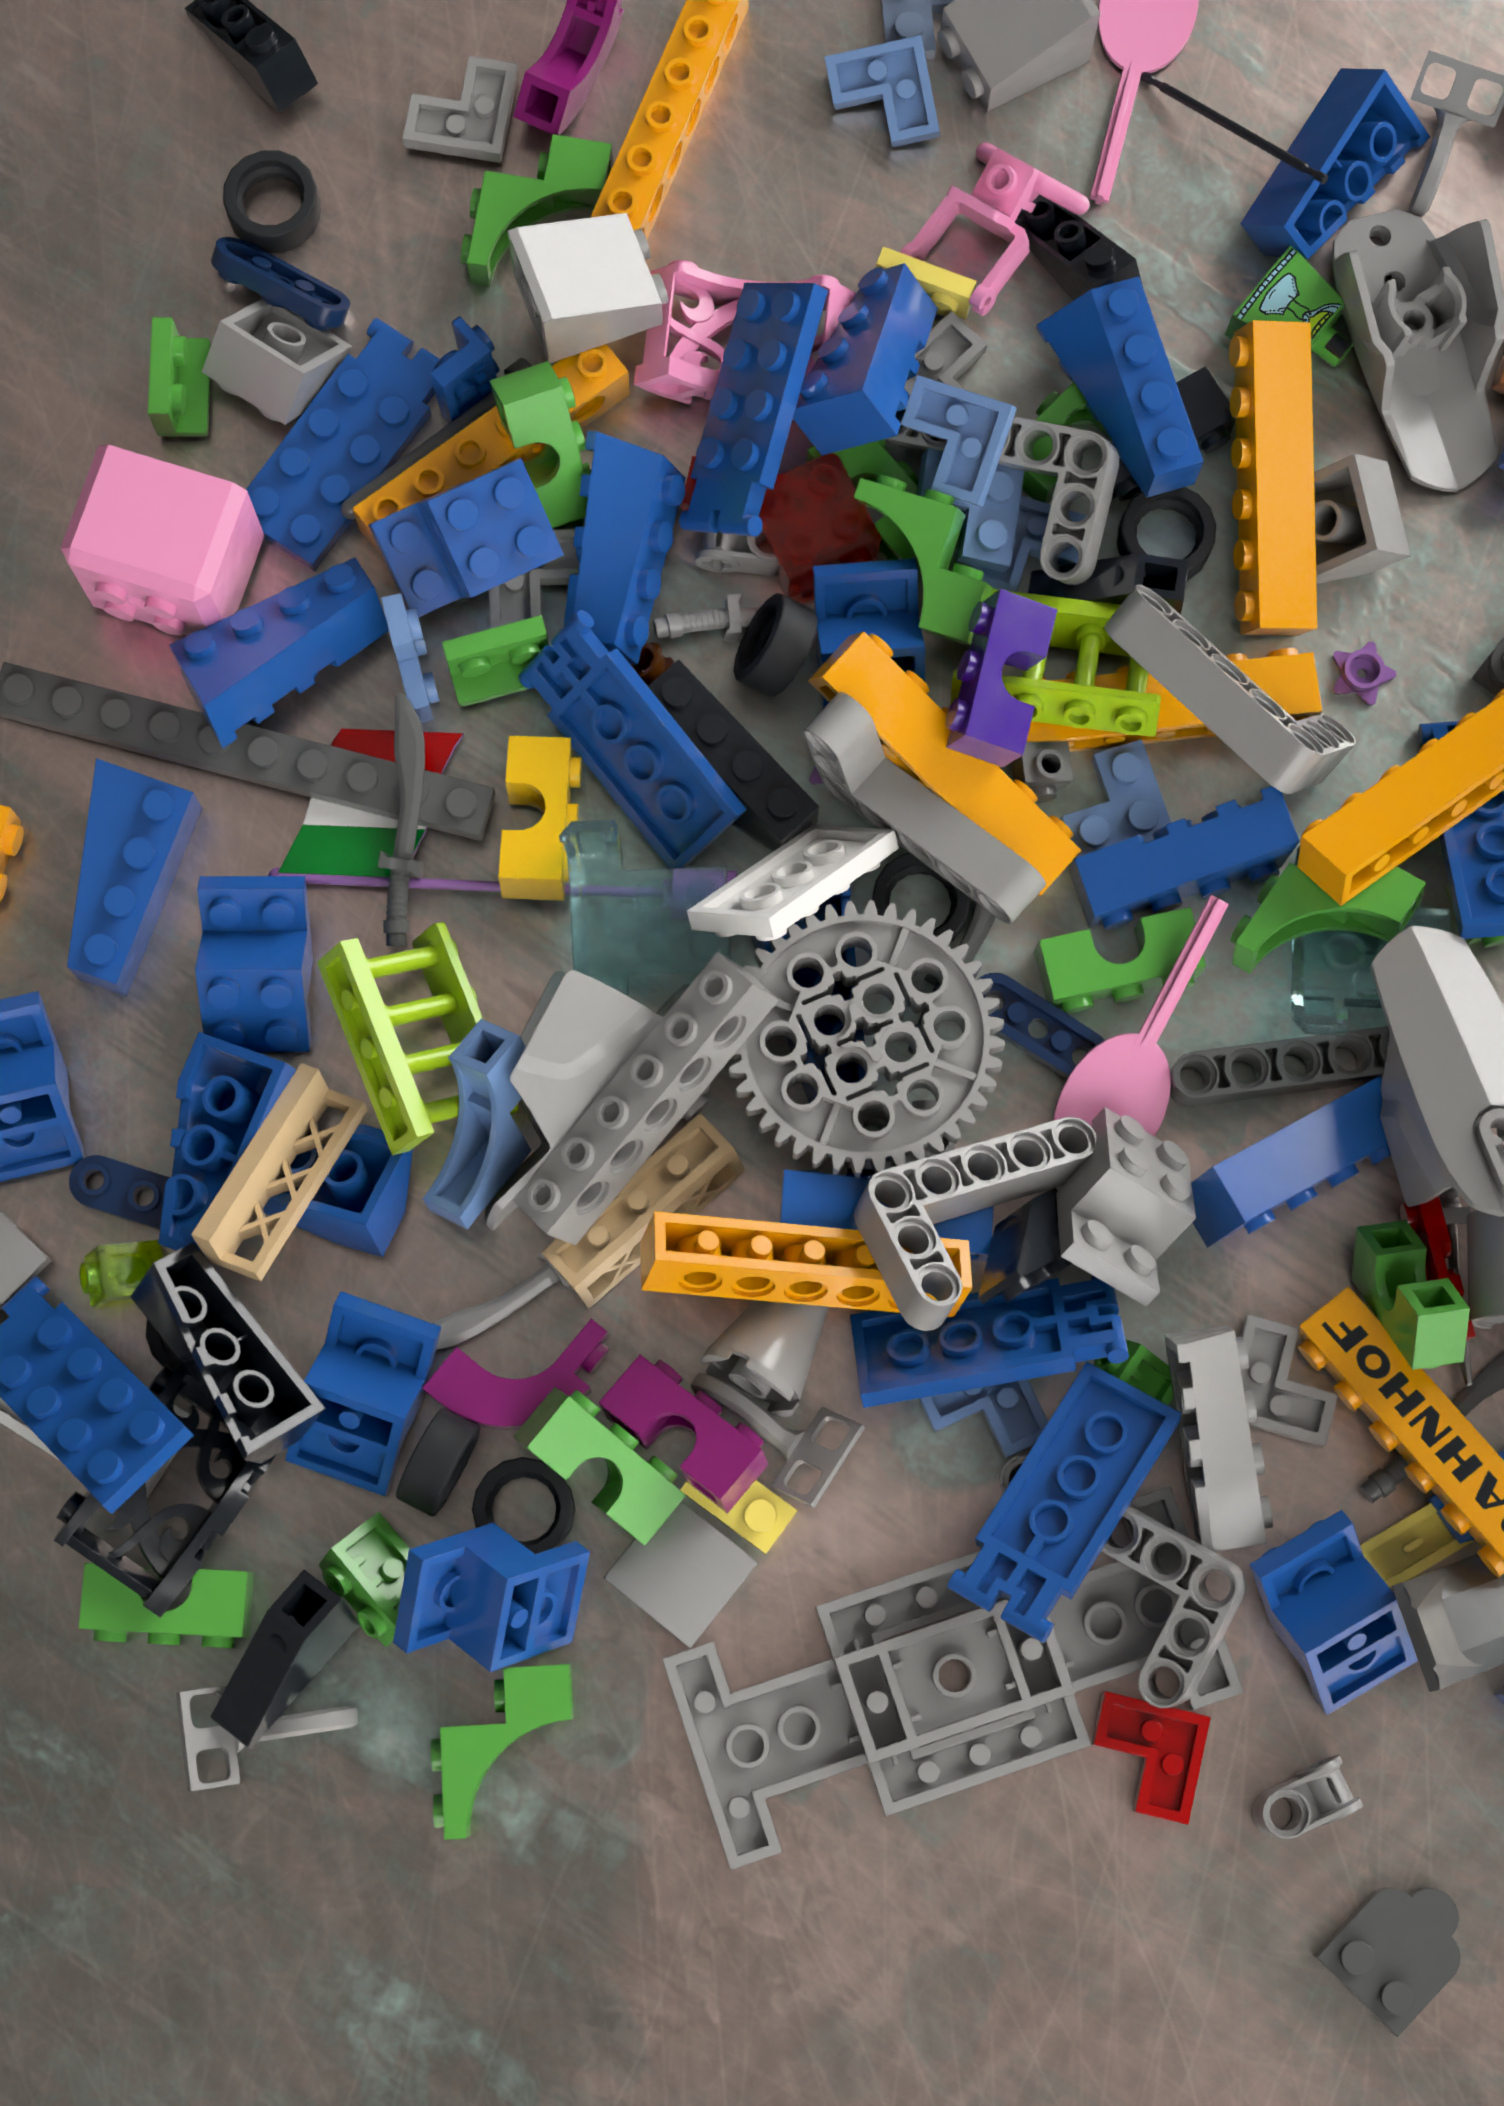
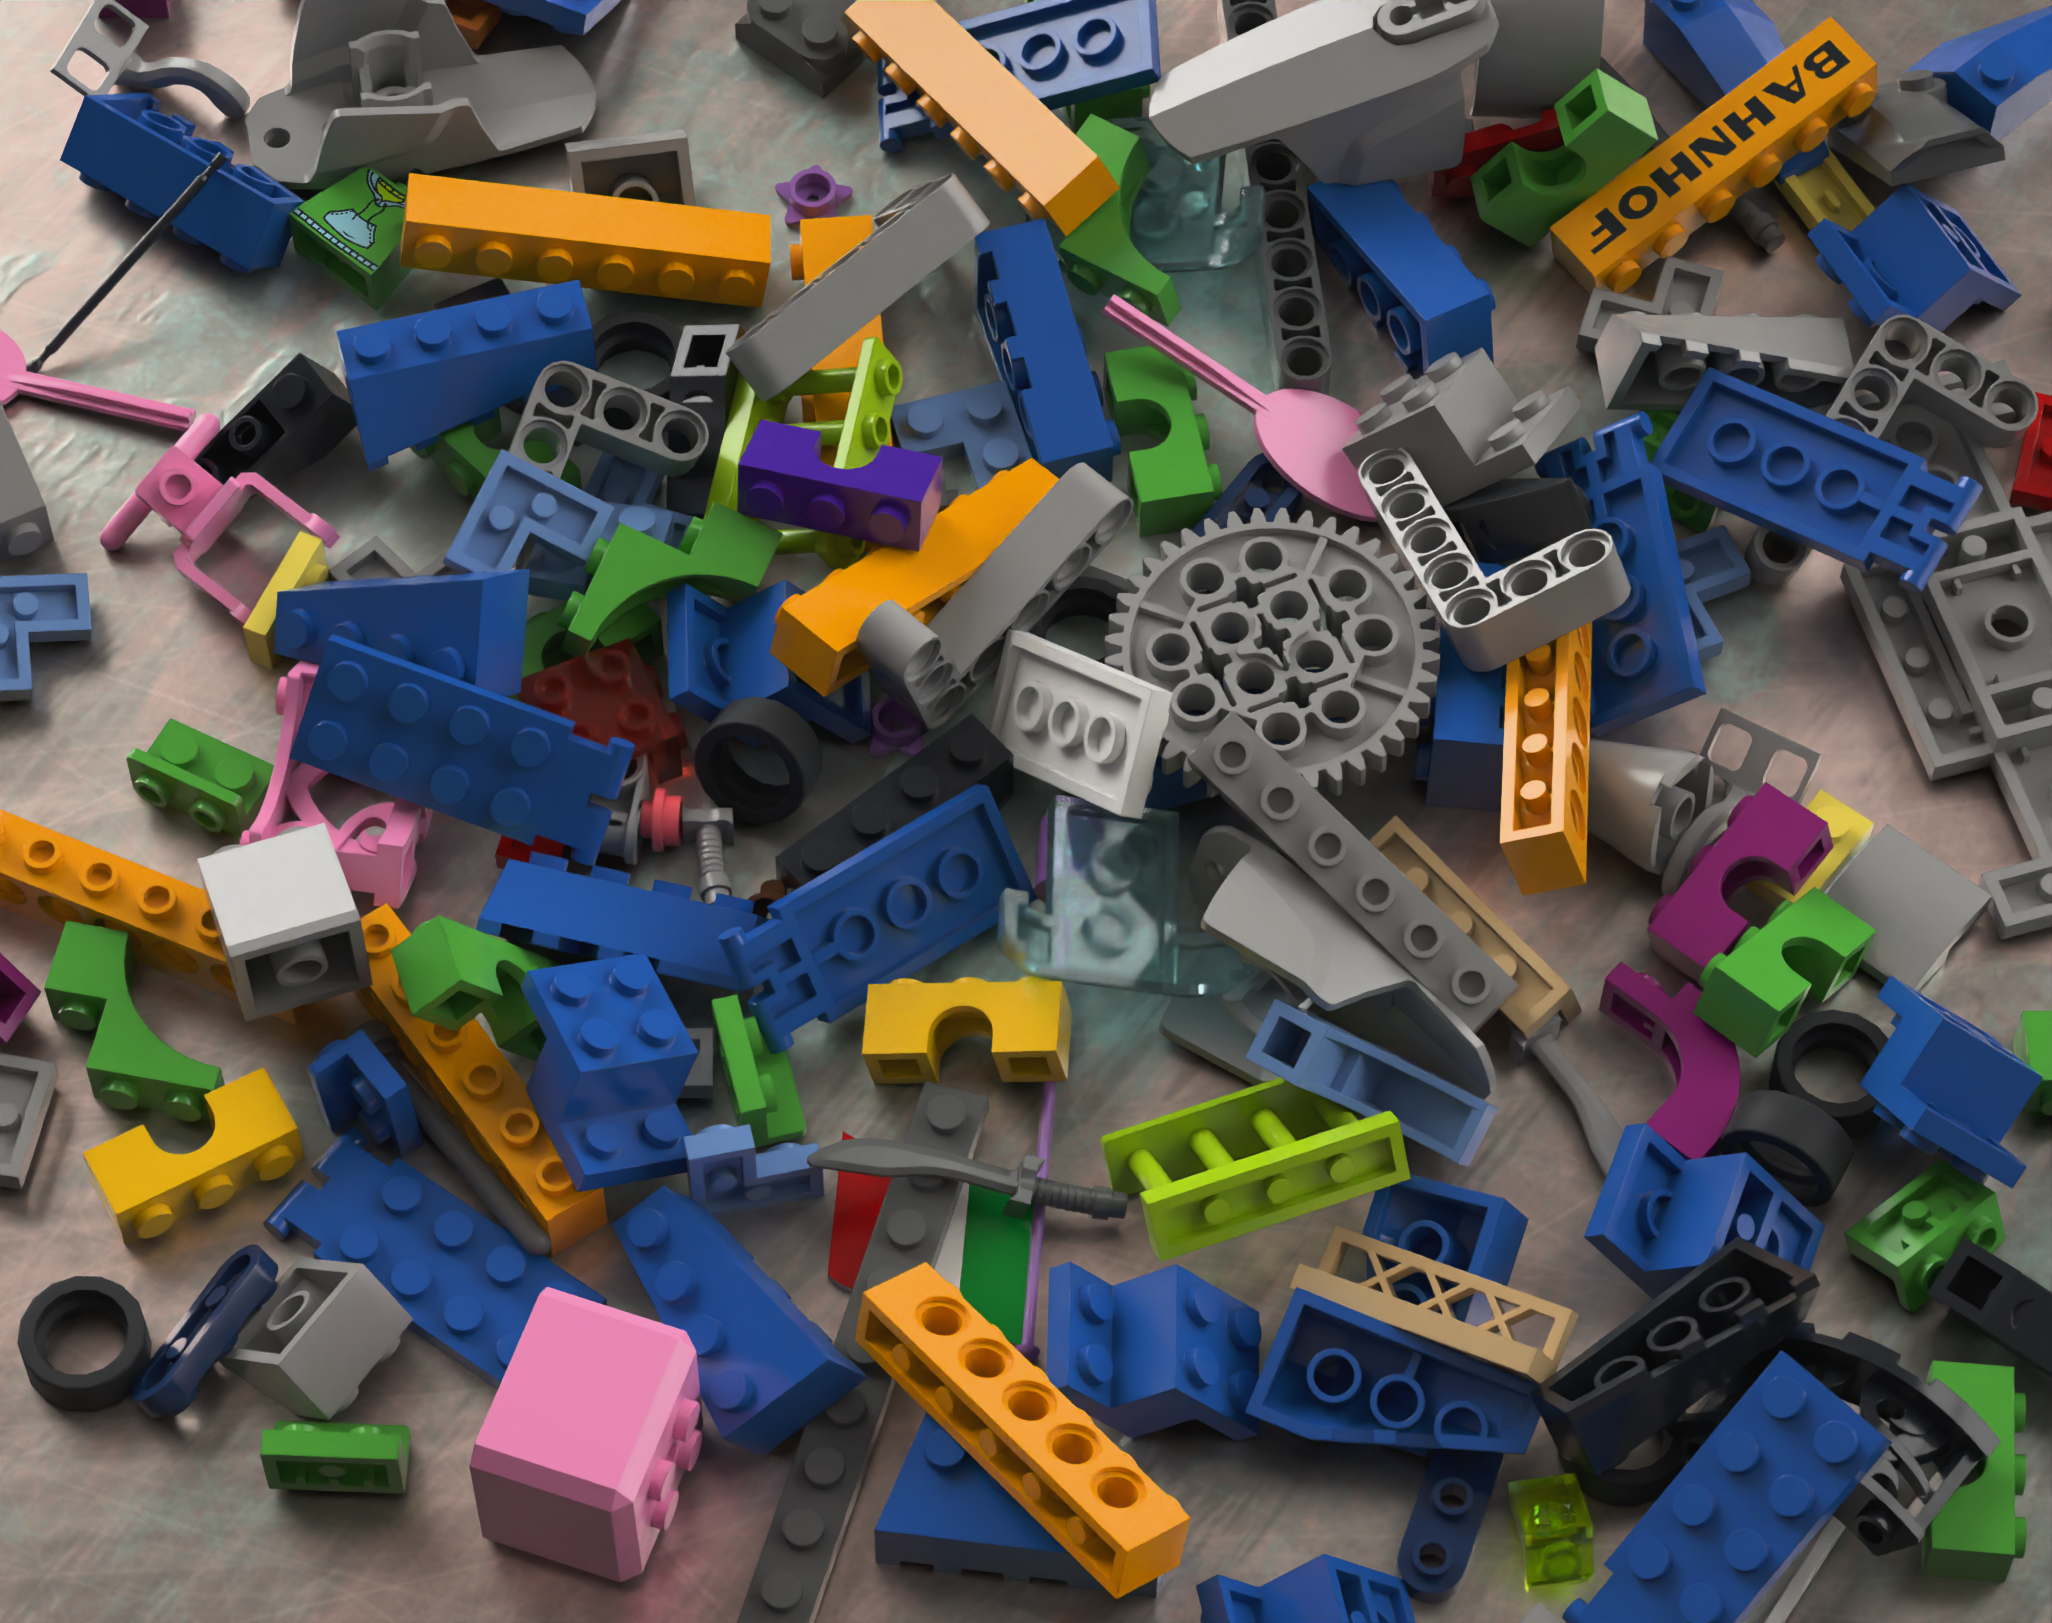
camera: 85 degrees left, 20 degrees down
(259, 765) = (1022, 1430): none -> light orange brick
(400, 226) = (153, 1188): none -> yellow arch
(731, 578) = (662, 820): none -> coral plate
(763, 234) = (201, 777): none -> bright green bracket

